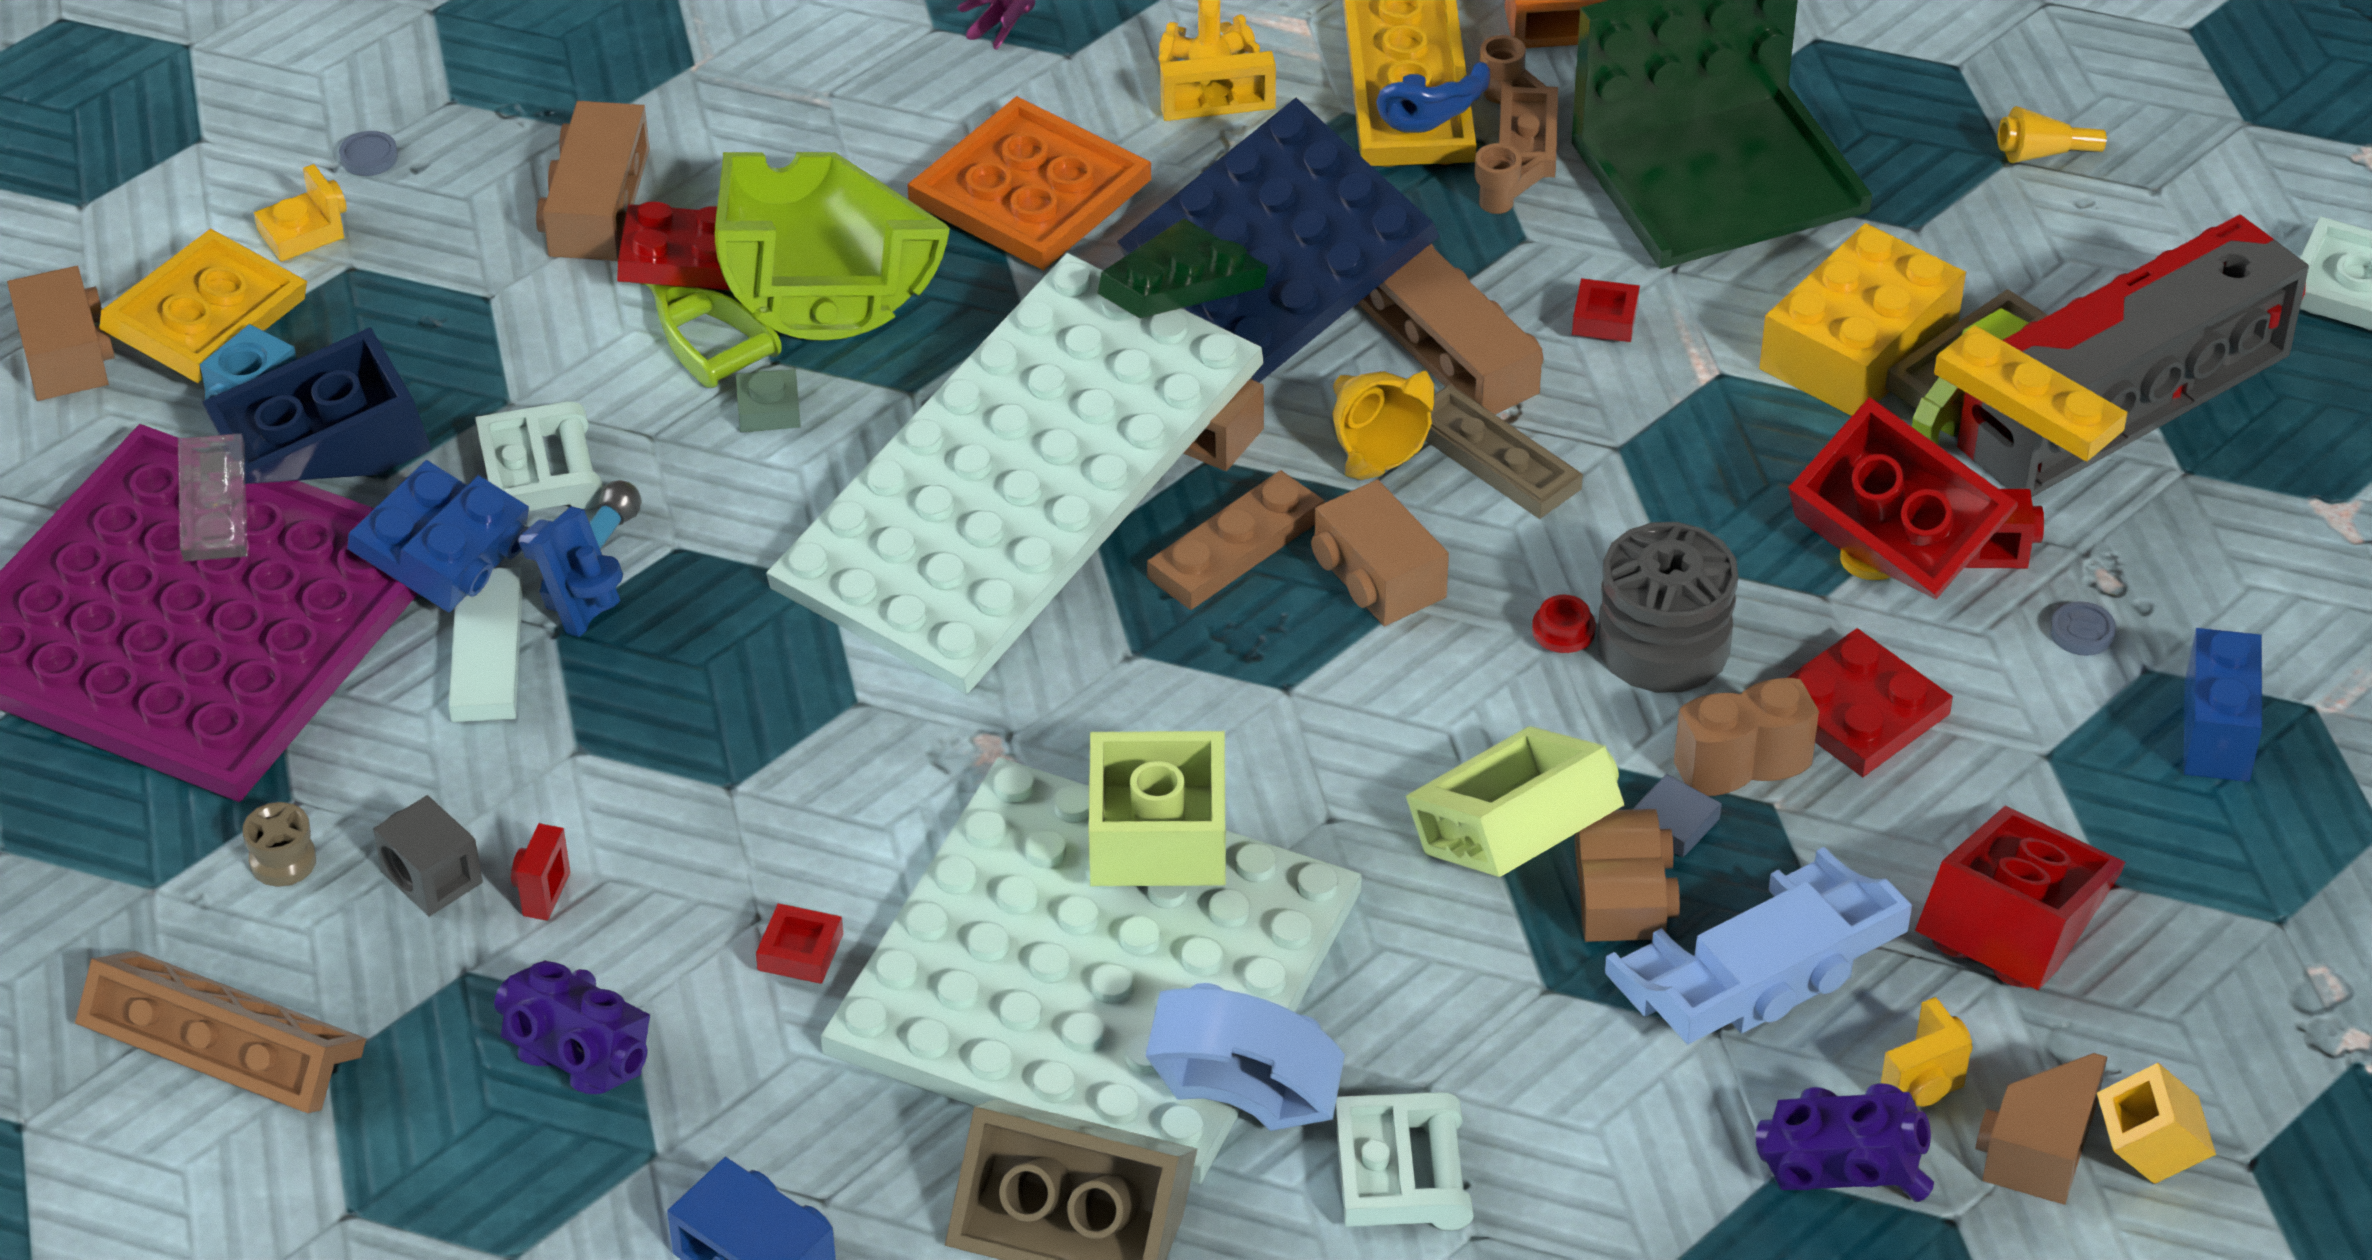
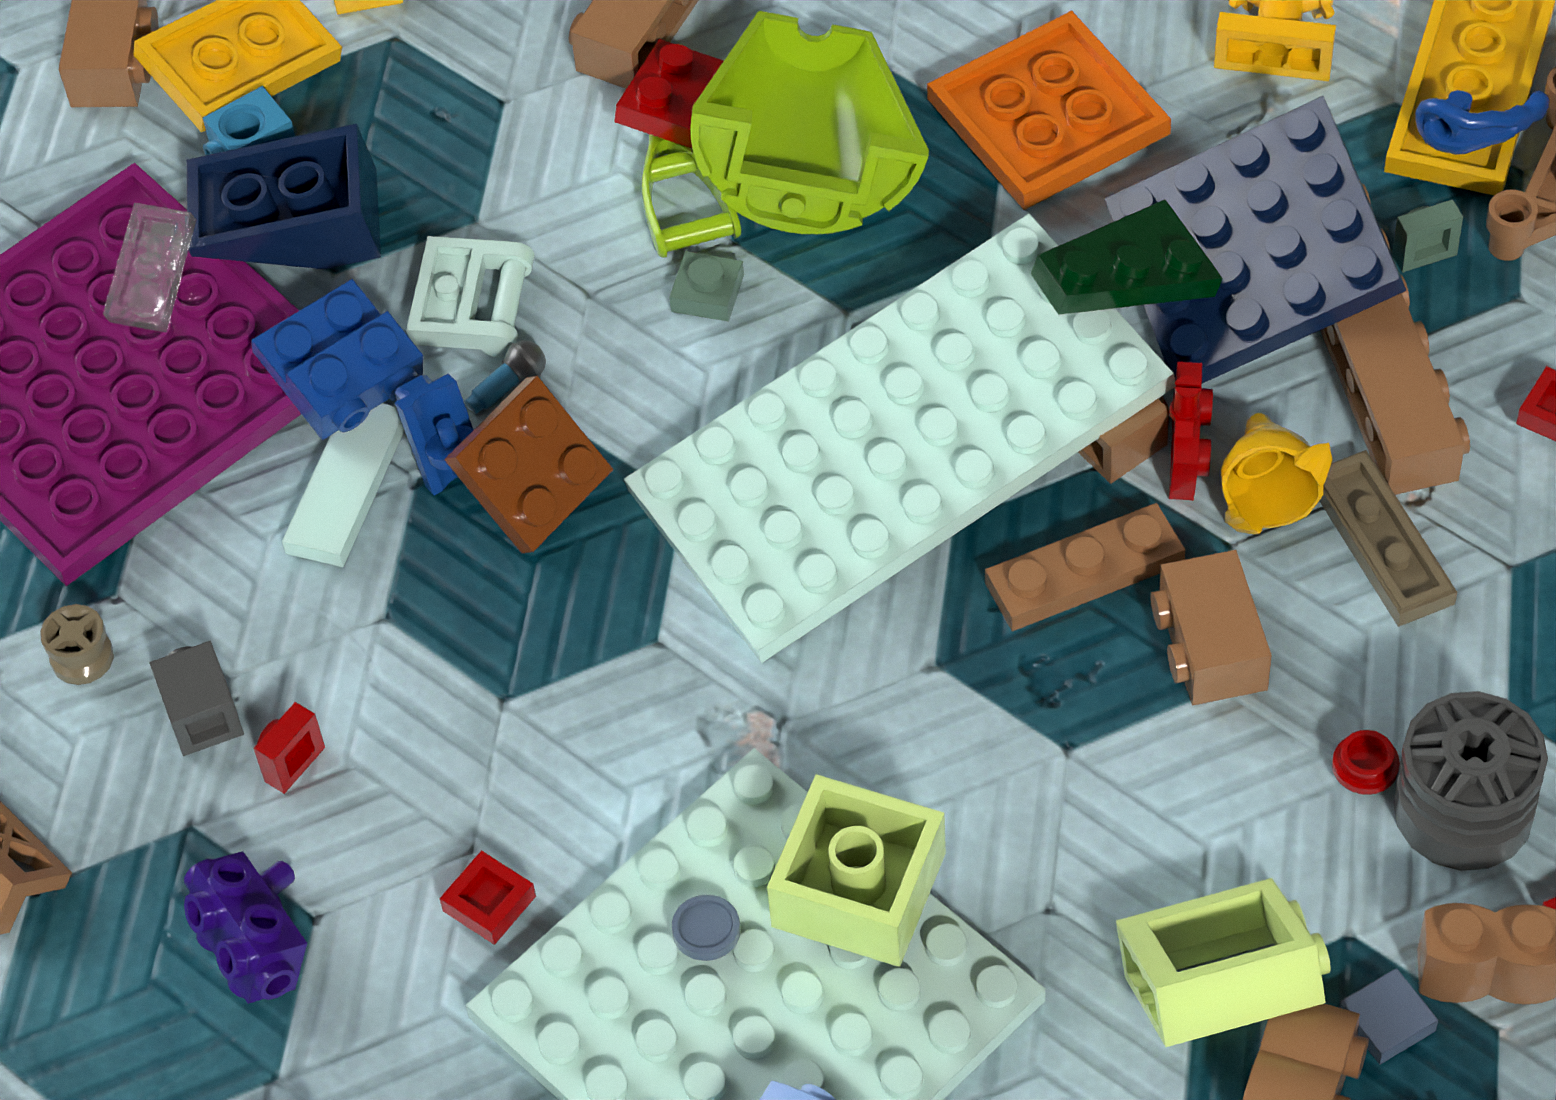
camera: 25 degrees right, 10 degrees up
(674, 576) = (529, 464): none -> dark orange plate
(1027, 905) = (706, 927): none -> sand blue piece
(1285, 414) = (1188, 411): none -> red plate
(1434, 194) = (1427, 235): none -> sand green plate

